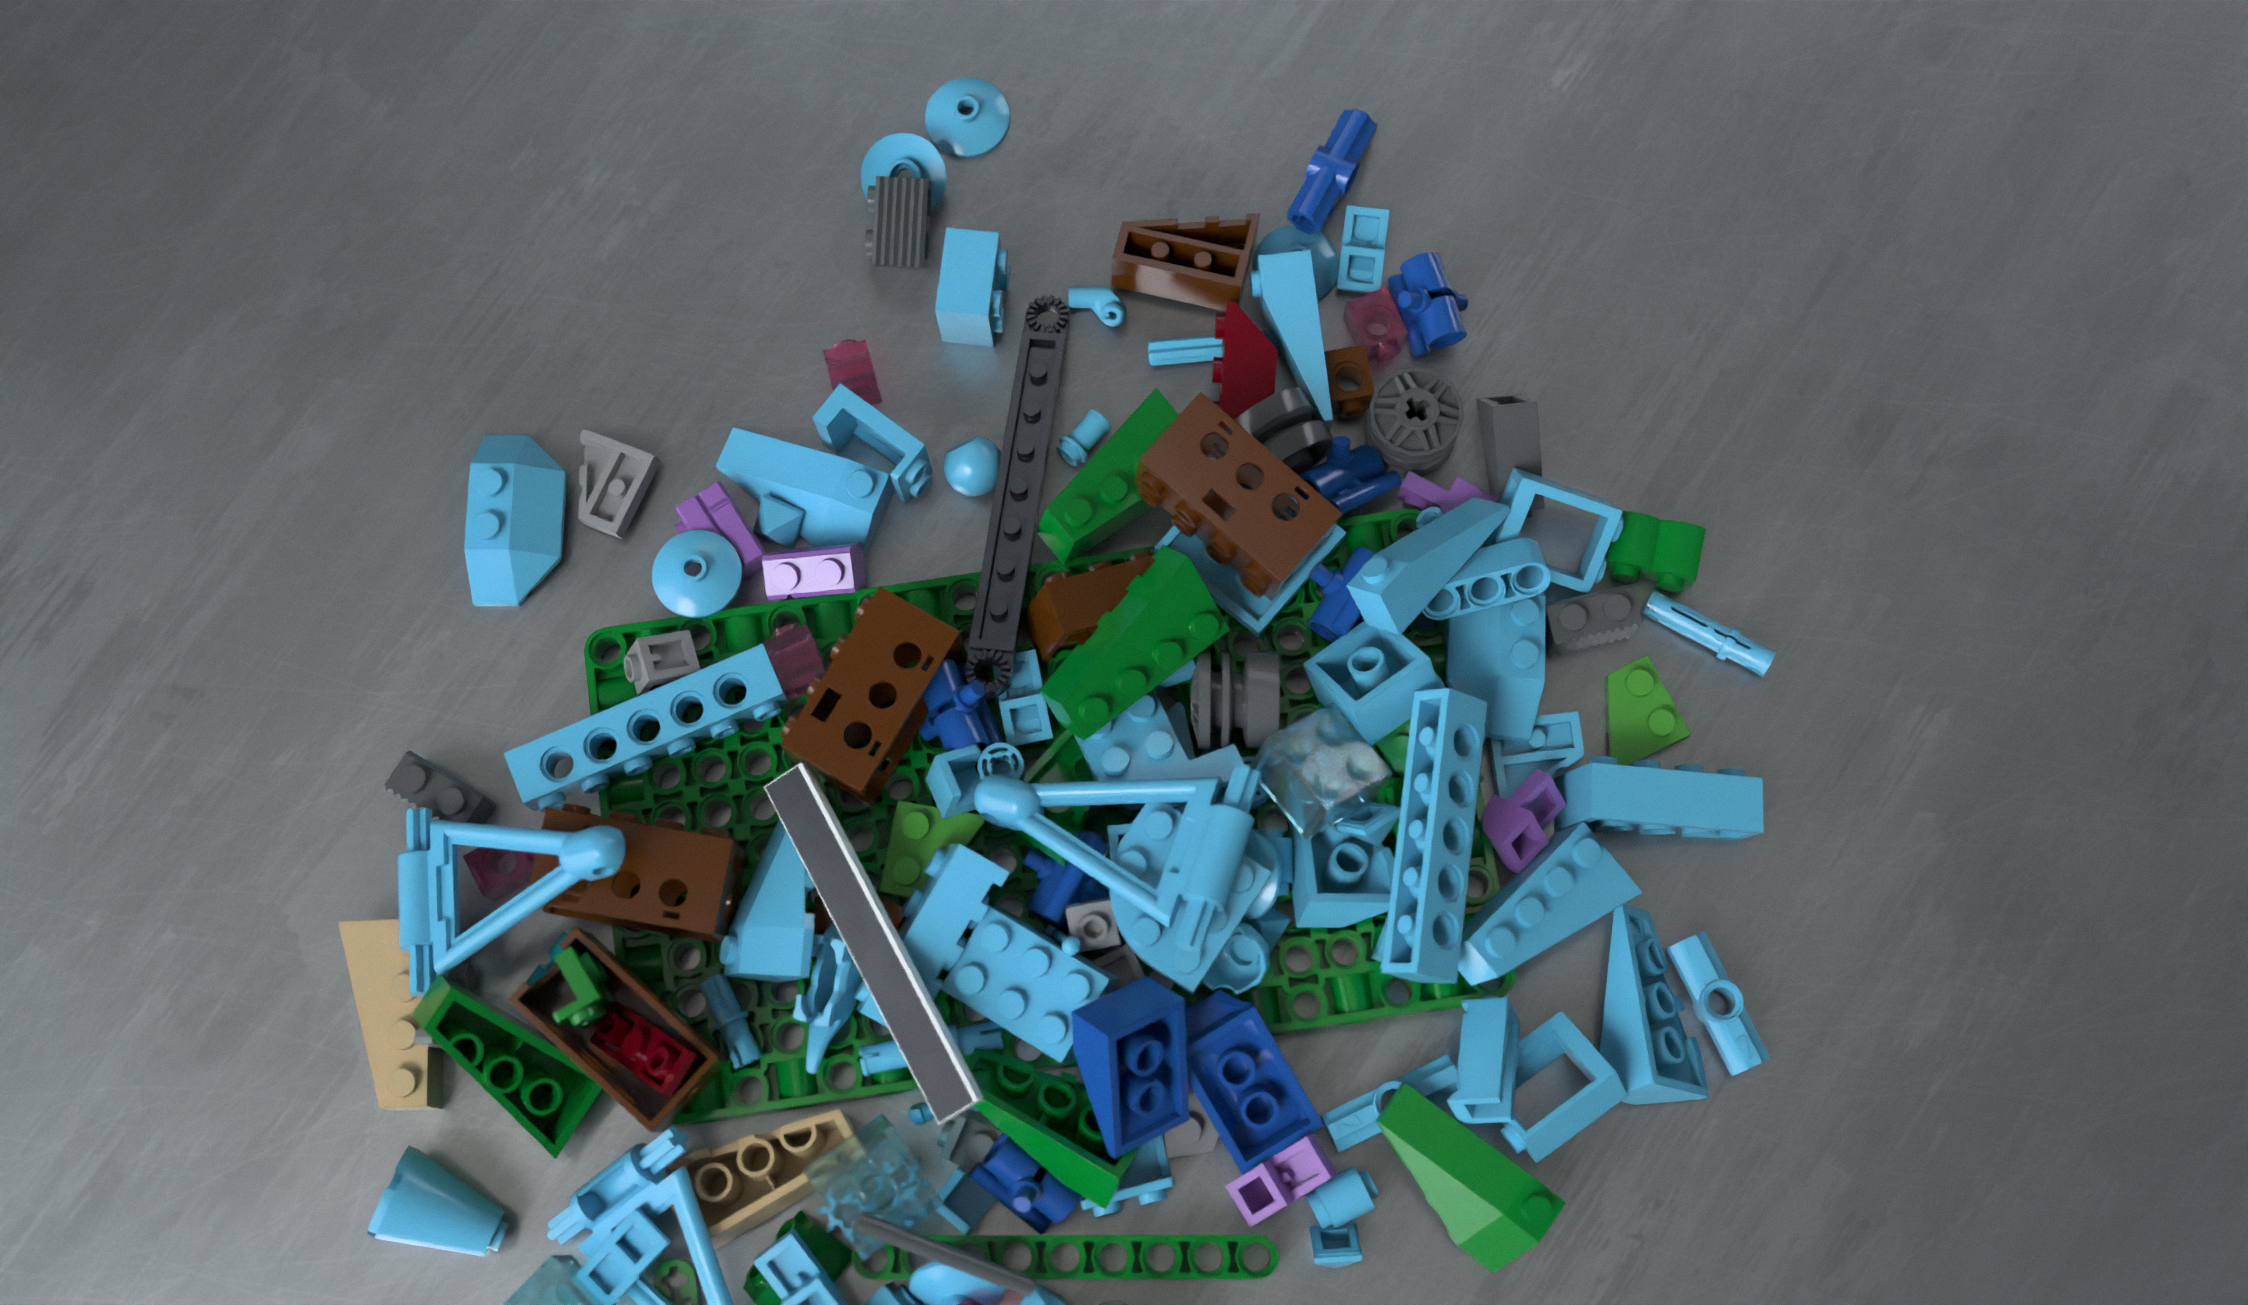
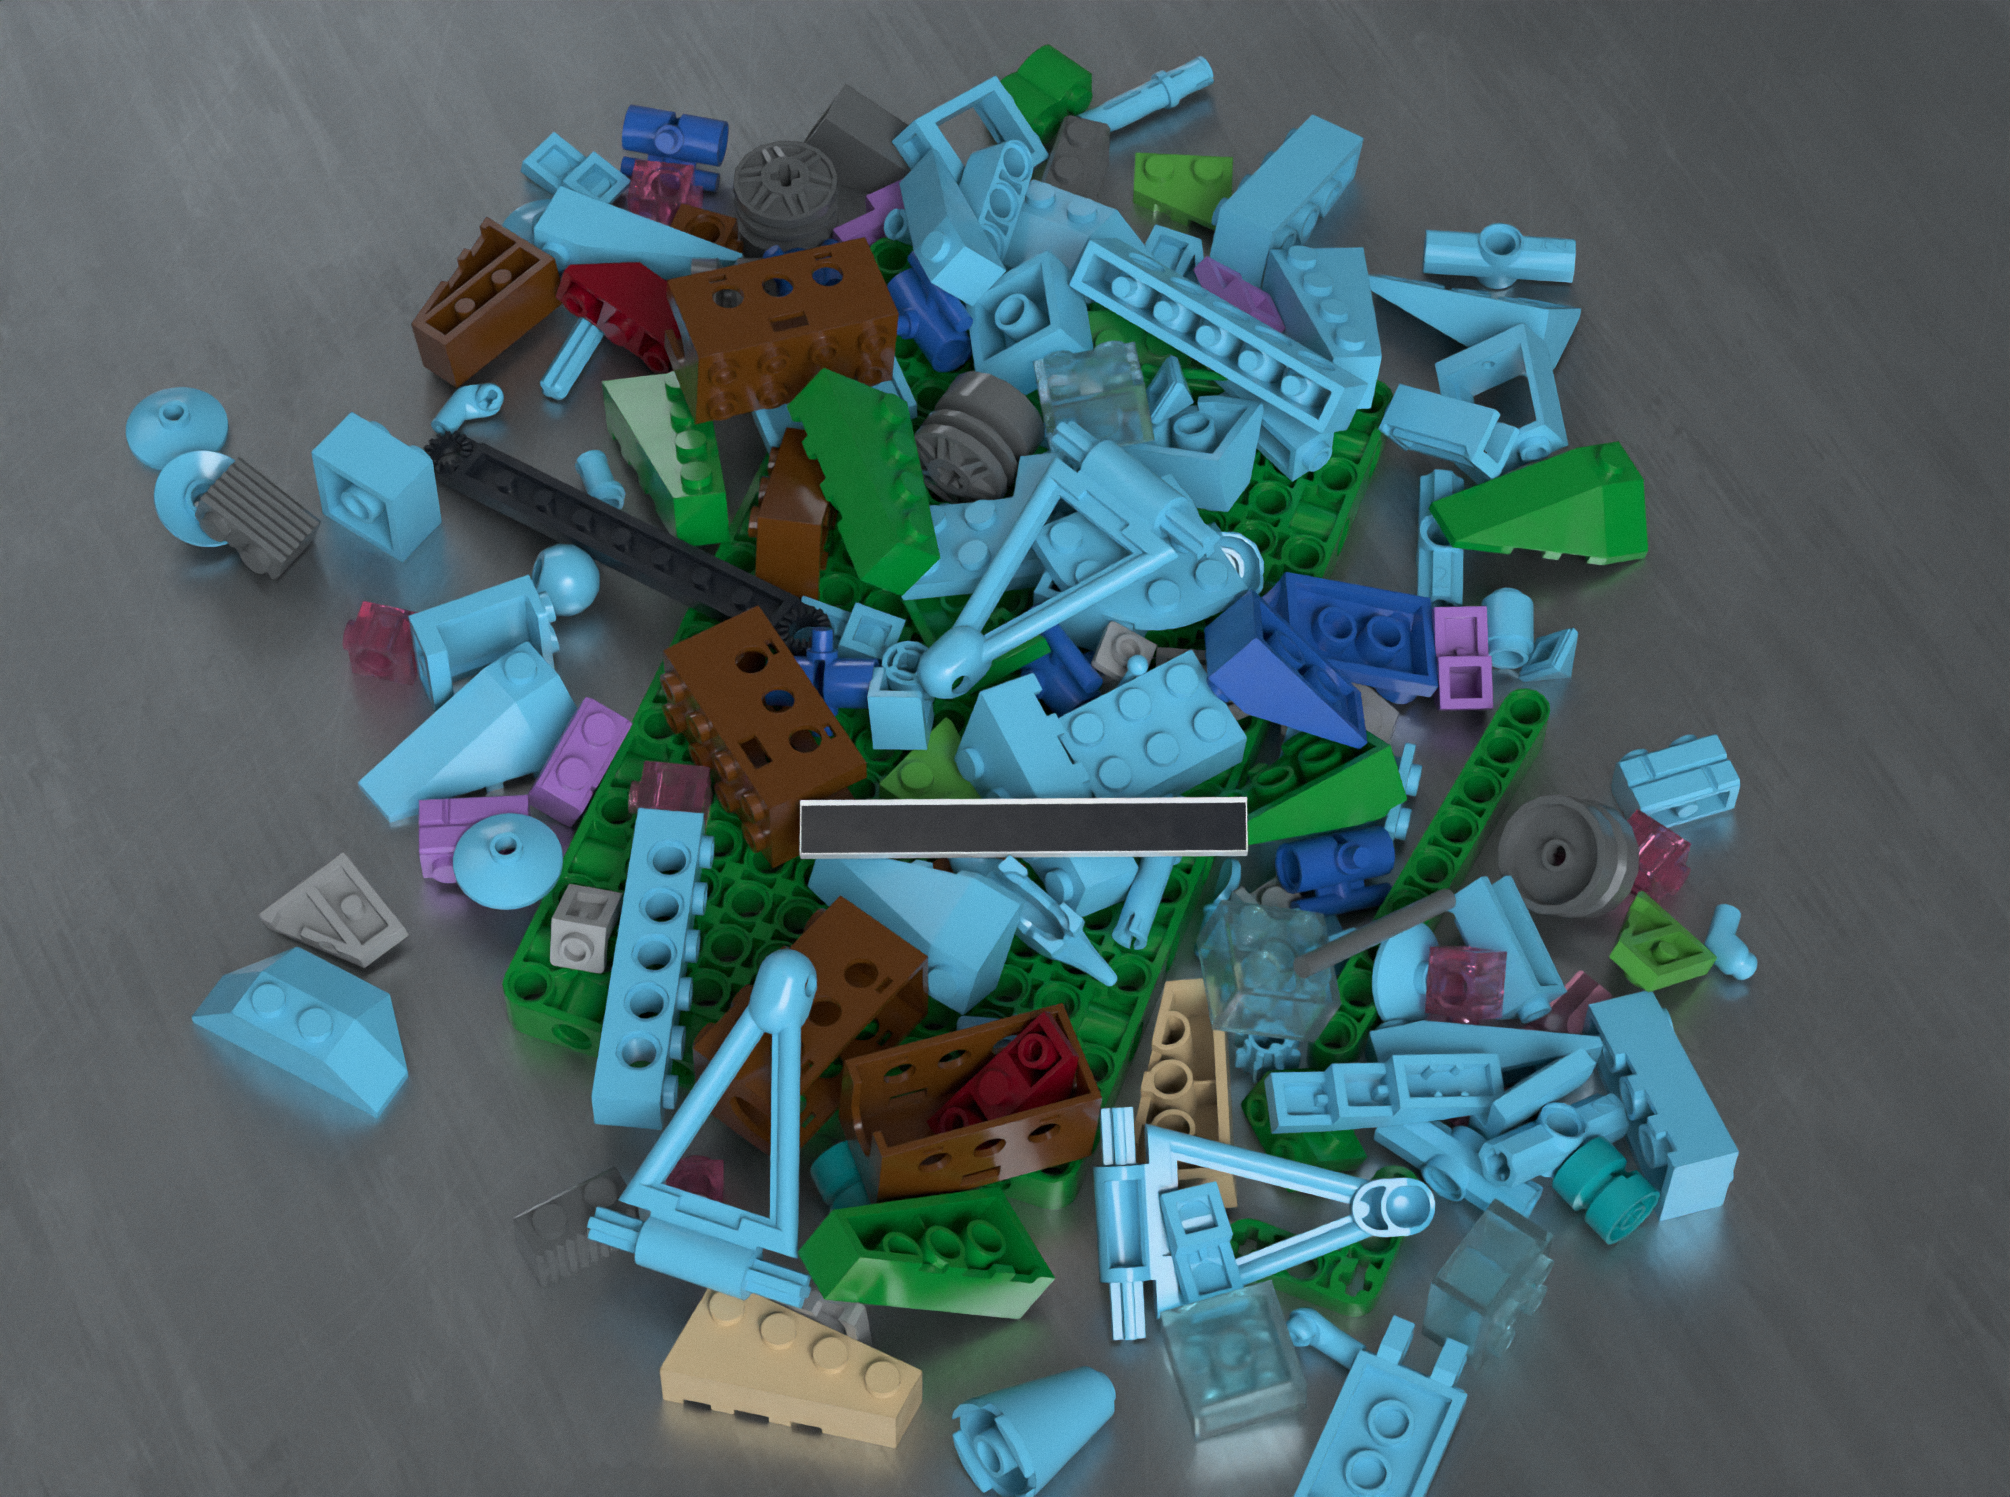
camera: 65 degrees left, 20 degrees down
(587, 978) = (903, 1100): green bracket -> none
(778, 521) = (495, 776): medium azure slope -> none
(1332, 171) = (480, 155): blue piece -> none

